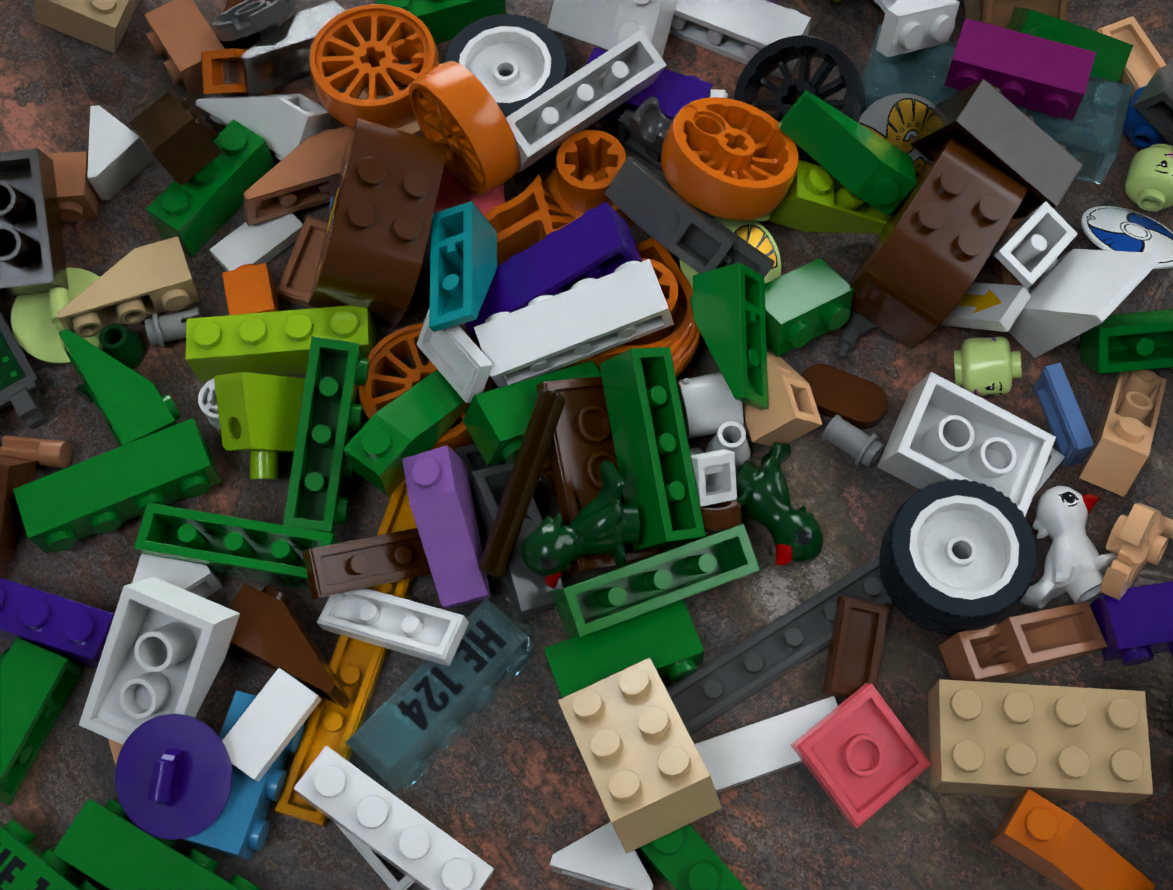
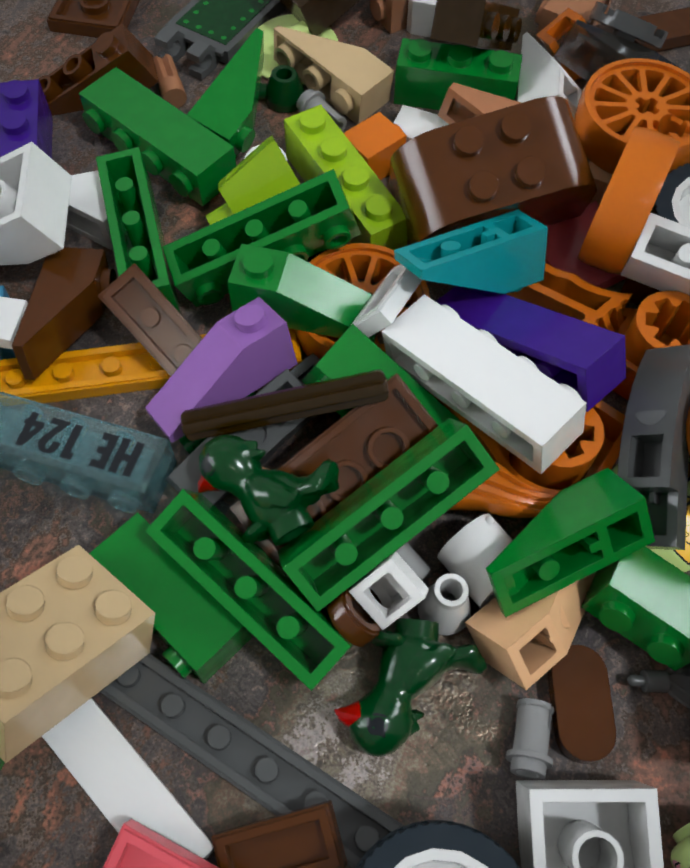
camera: 60 degrees right, 5 degrees down
(395, 624) = (112, 381): white tile -> none

